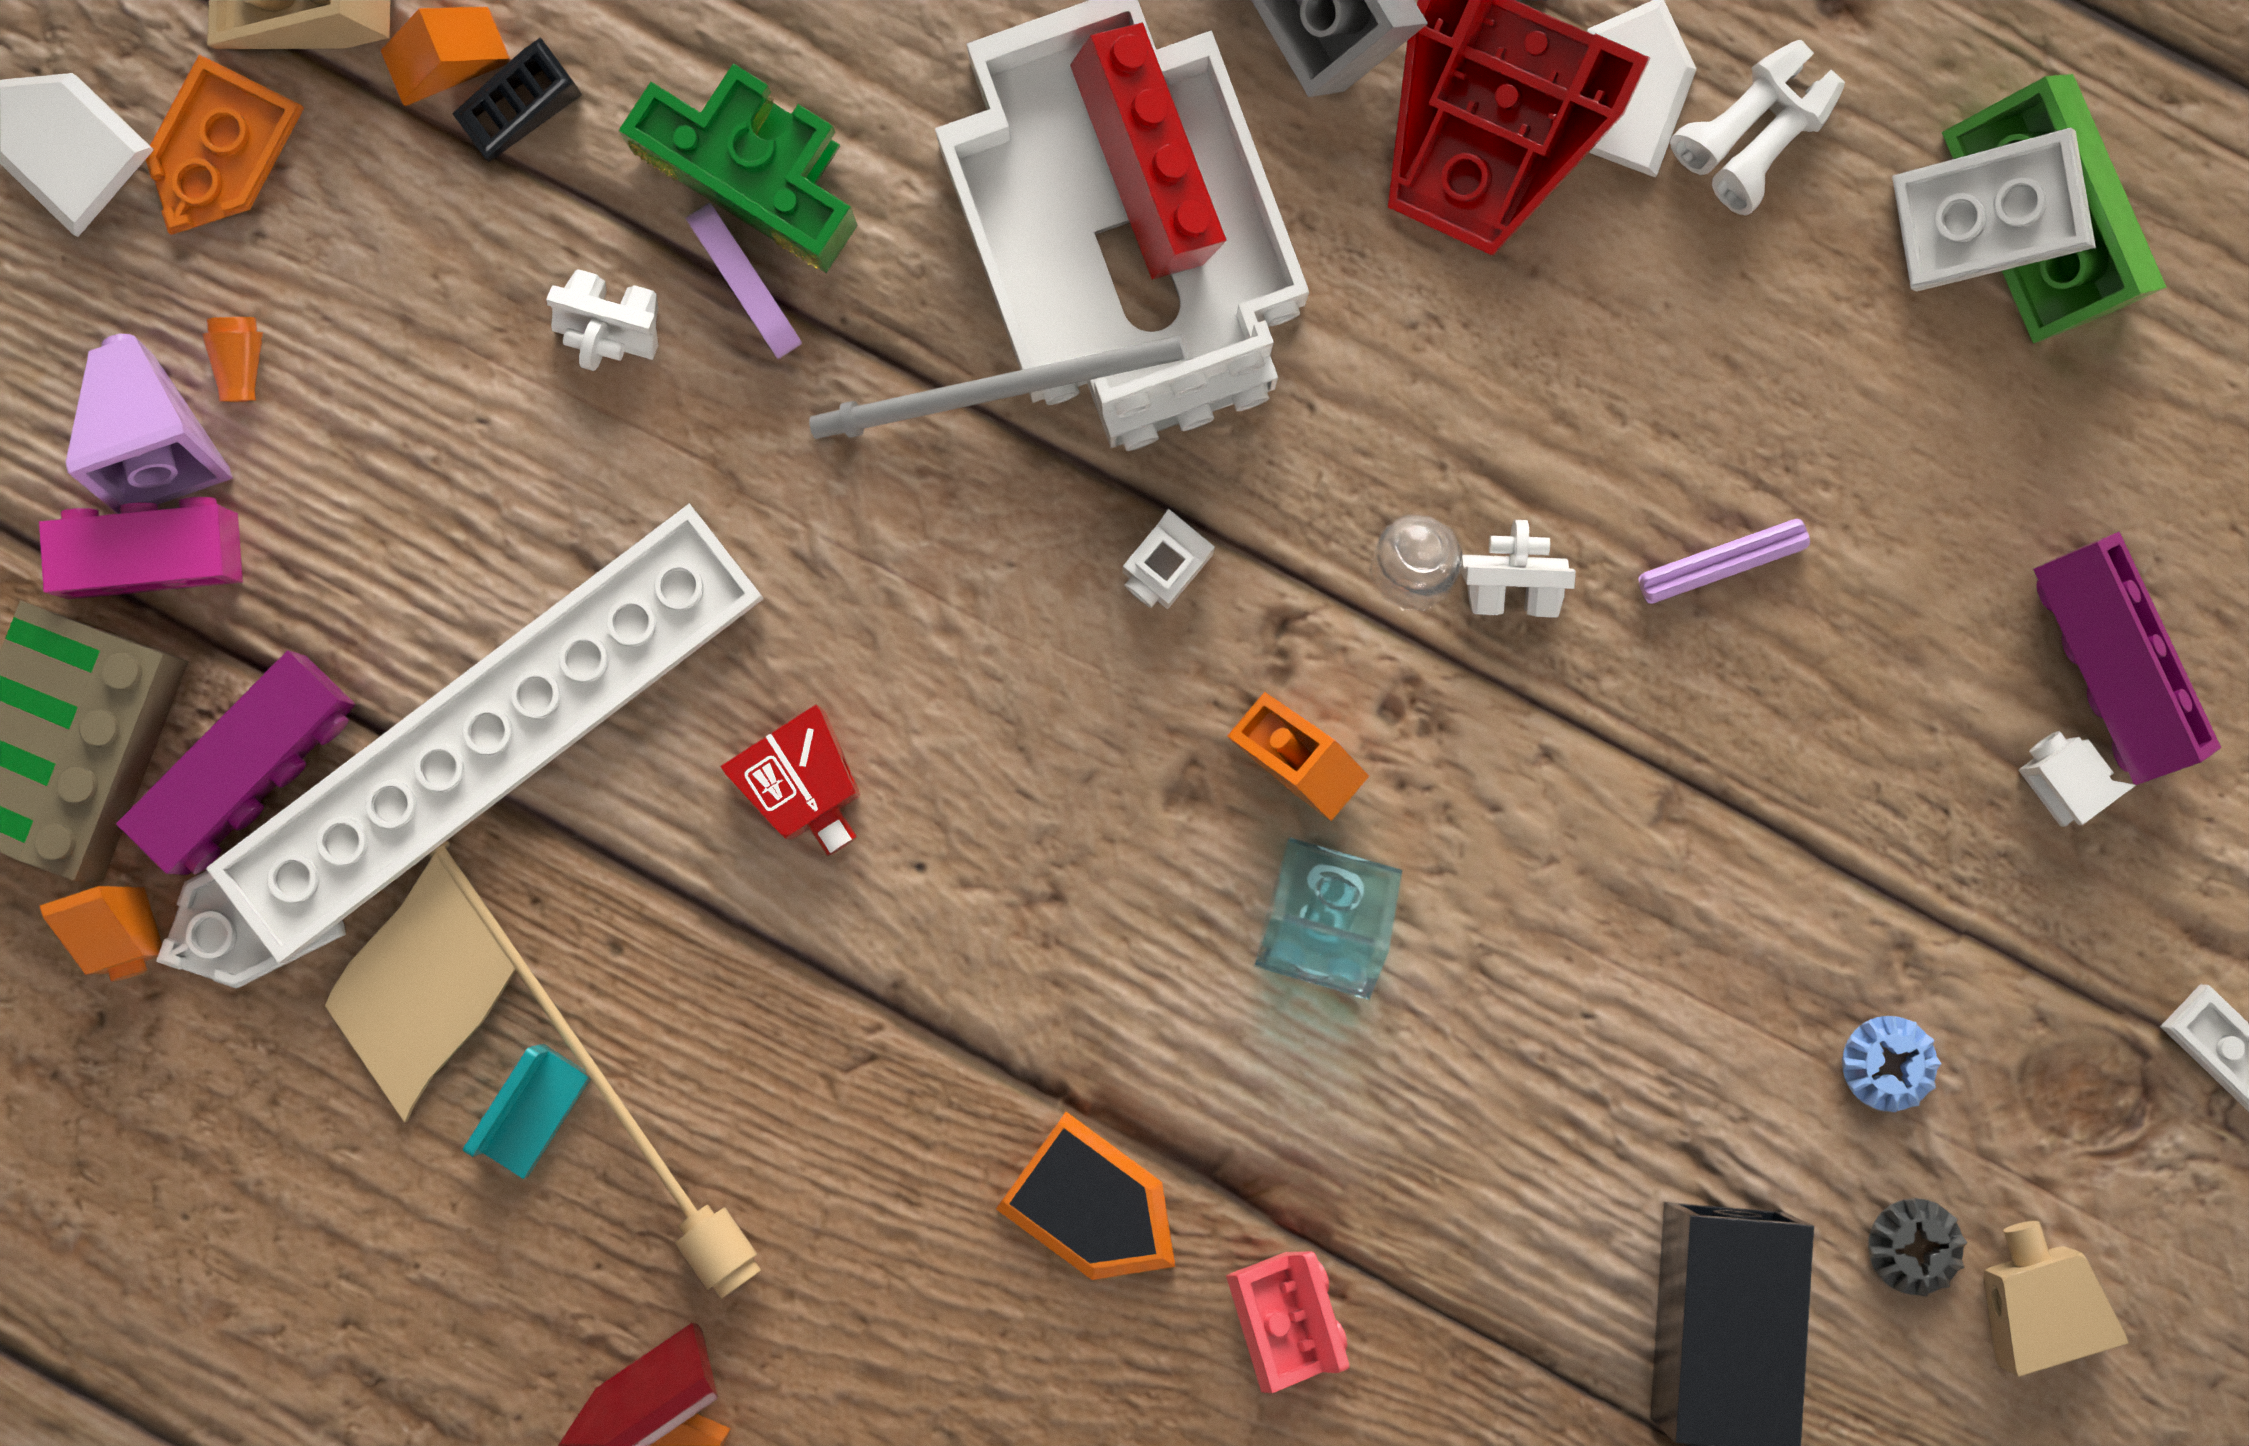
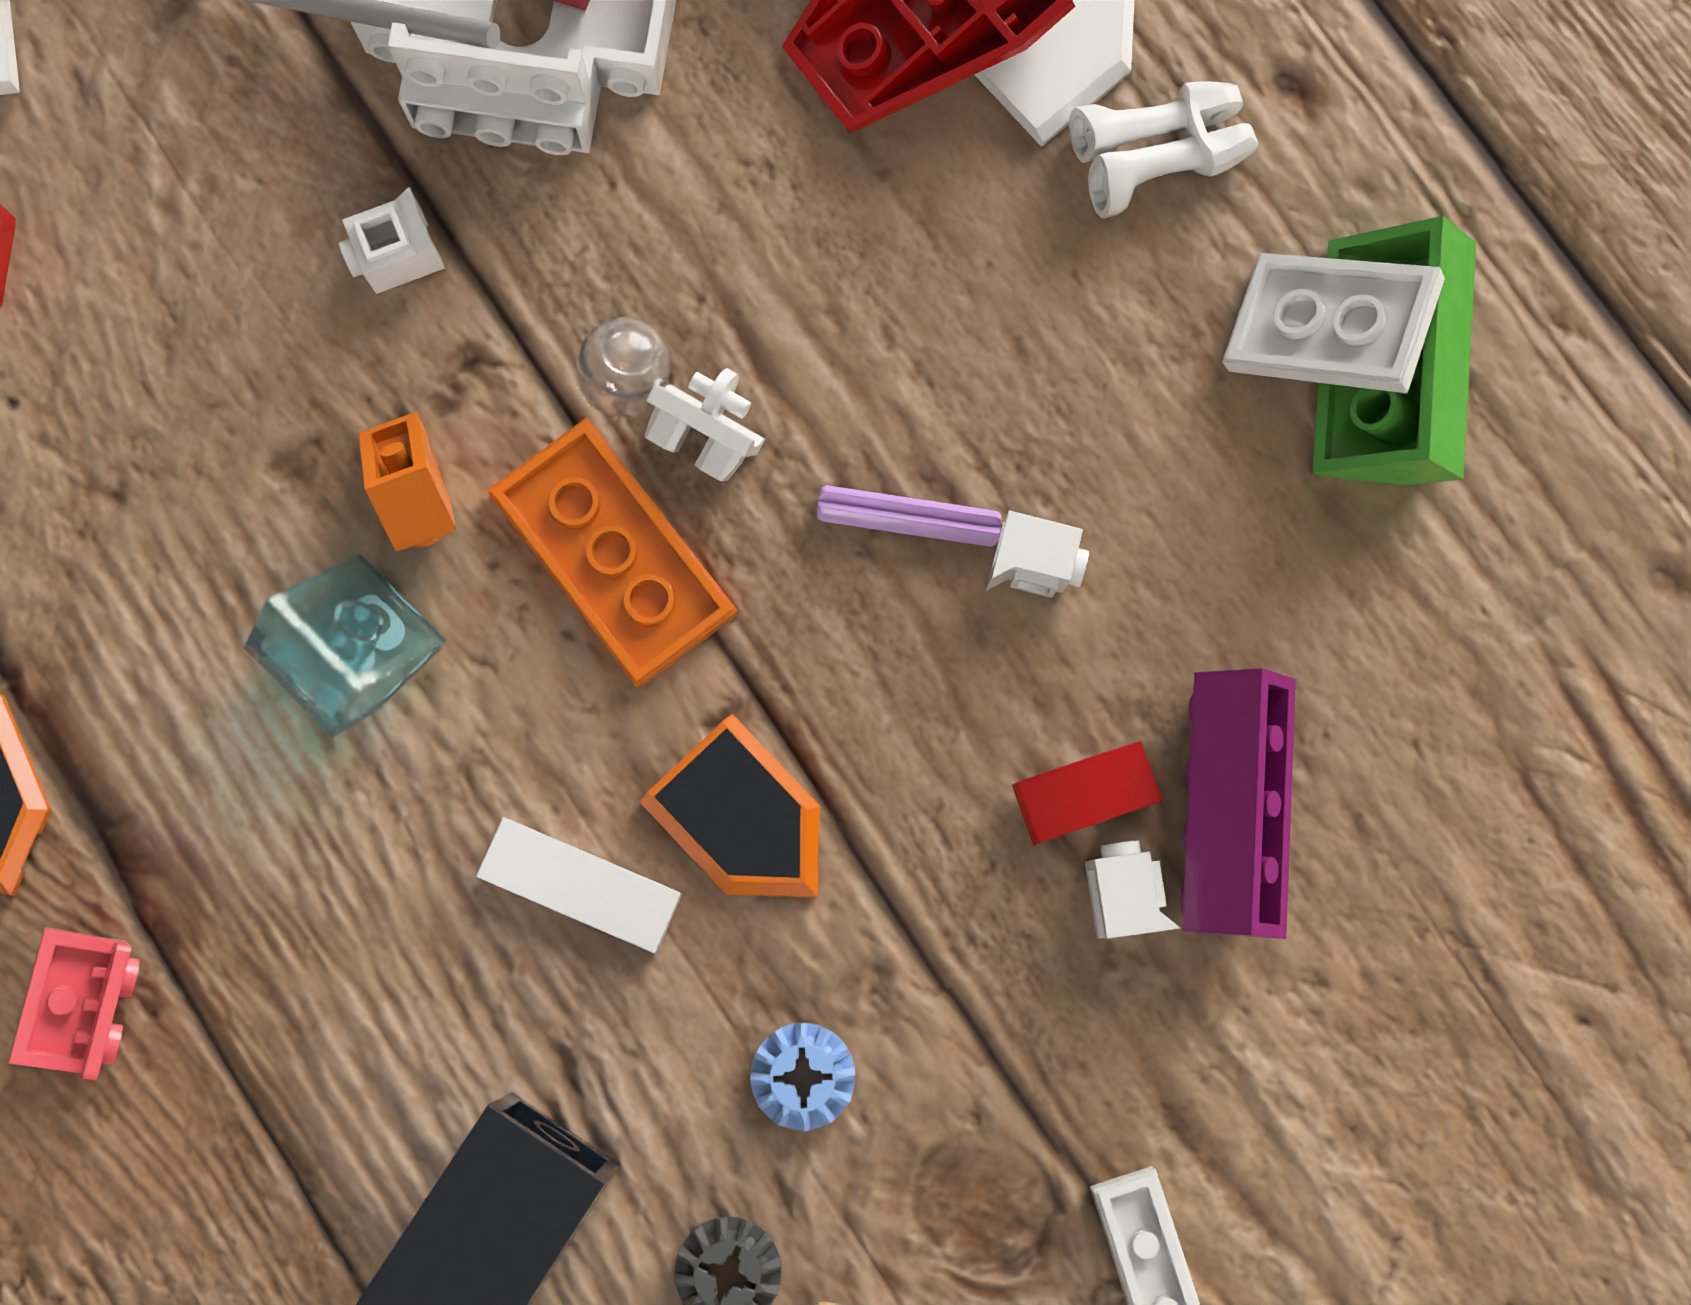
camera: 25 degrees right, 5 degrees down
(1497, 723) = (613, 553): none -> orange tile
(1628, 1009) = (579, 885): none -> white tile
(1724, 883) = (740, 816): none -> black tile
(1851, 540) = (1038, 555): none -> white window
(1995, 714) = (1086, 792): none -> red slope

